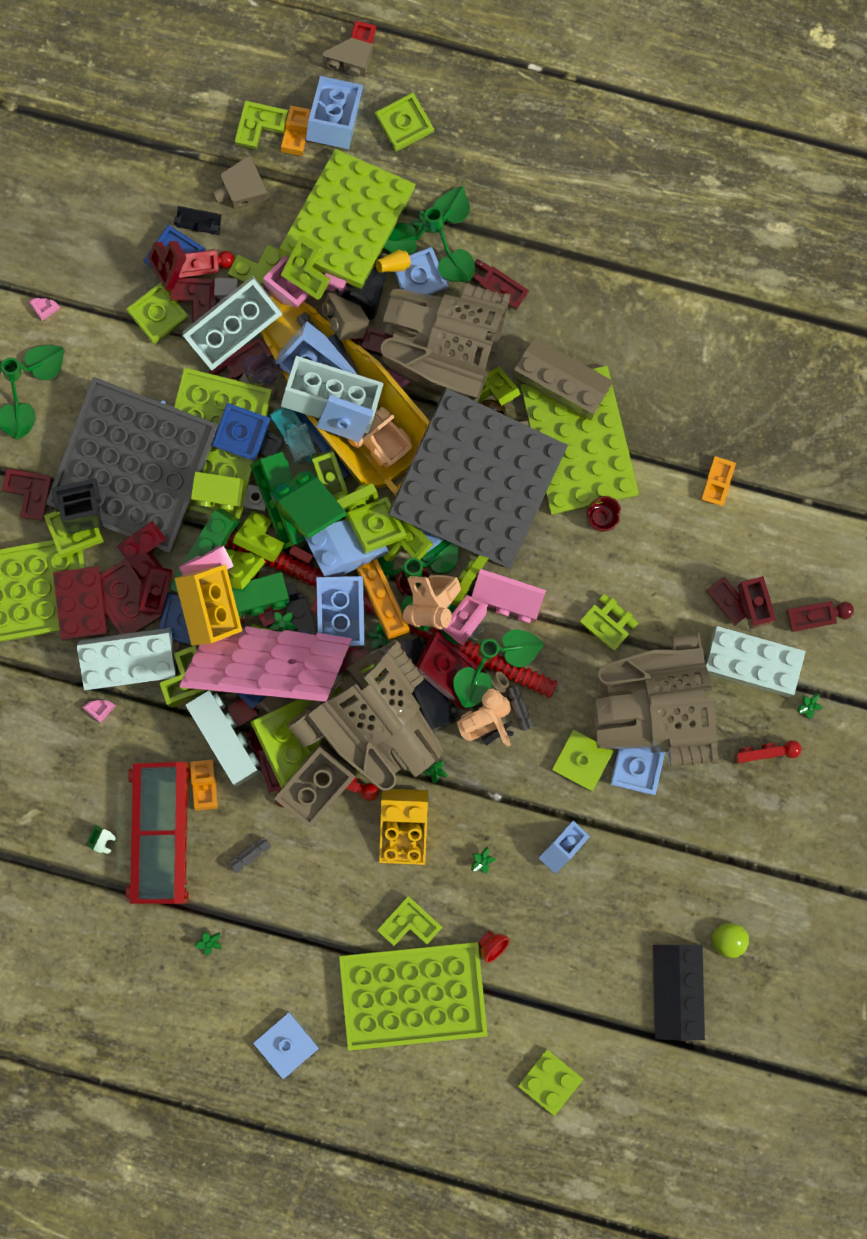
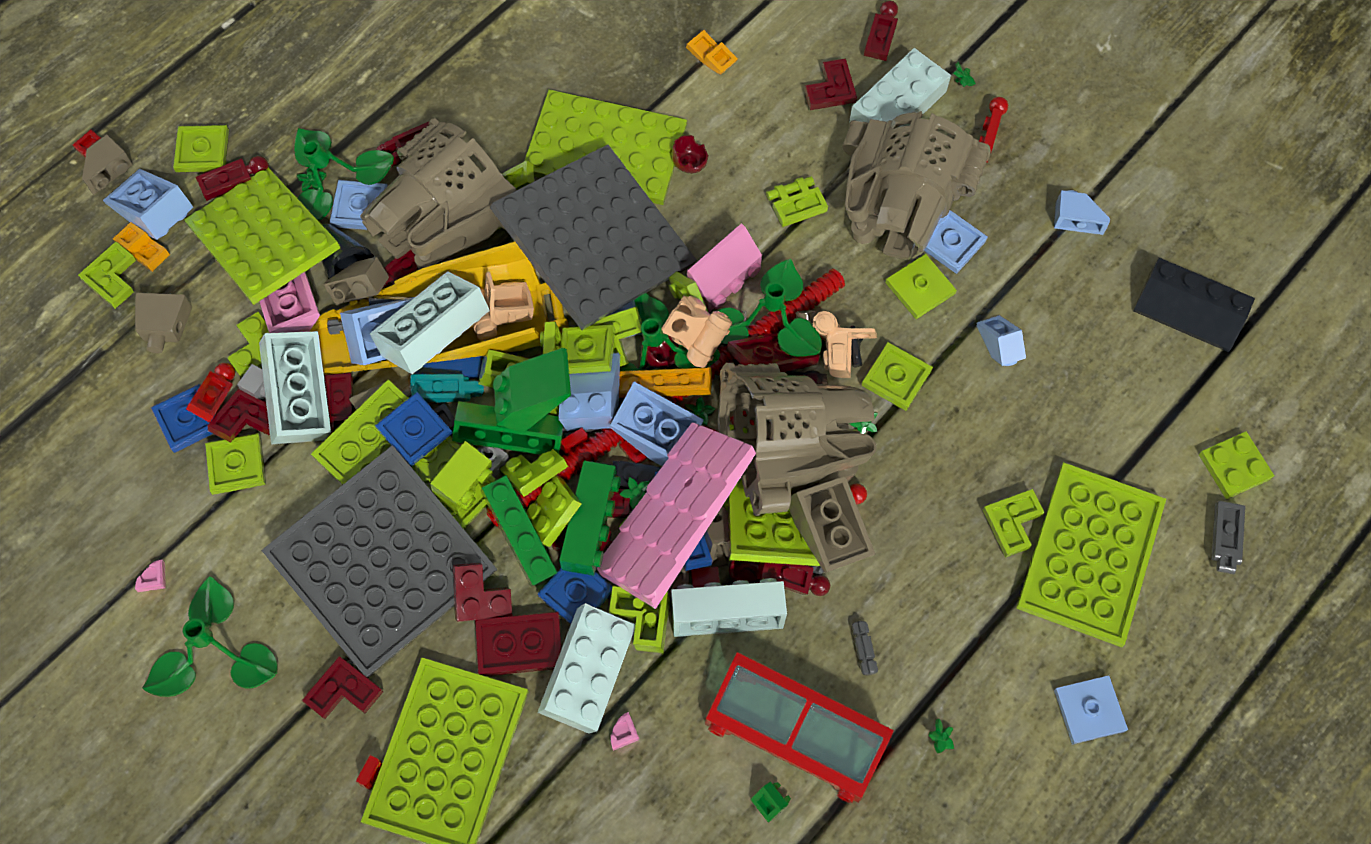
camera: 60 degrees left, 15 degrees down
(72, 542) = (420, 666): lime plate -> none
(78, 505) = (392, 631): black plate -> none
(80, 603) = (497, 691): dark red plate -> none
(154, 589) = (529, 602): dark red slope -> none
(167, 262) = (195, 415): dark red plate -> none
(198, 220) = (167, 377): black hinge -> none
(204, 785) = (772, 658): light orange slope -> none
(208, 605) = (580, 543): yellow slope -> none
(211, 559) = (537, 527): bright pink slope -> none
(261, 370) = (362, 379): hair -> none
(299, 442) = (458, 383): clear light blue bracket -> none
(300, 269) = (286, 289): lime plate -> none
(335, 283) = (317, 271): bright pink tile -> none
(344, 418) = (463, 315): light blue plate -> none
(391, 160) = (228, 176): none -> dark red plate
(394, 262) = (333, 211): yellow cone -> none
(403, 826) = (908, 477): yellow slope -> none
(466, 619) = (723, 303): bright pink slope -> none
(481, 1098) = (1228, 536): none -> dark grey hinge
(482, 860) = (979, 421): green plant -> none
(488, 777) = (897, 376): none -> lime plate
(493, 945) = (1072, 451): red piece -> none
(519, 708) = (846, 317): dark grey axle -> none
(562, 378) = (541, 126): dark tan slope -> none
(719, 861) = (1079, 213): none -> light blue slope
(730, 940) = (1159, 240): lime hair -> none
(756, 602) = (848, 63): dark red brick -> none

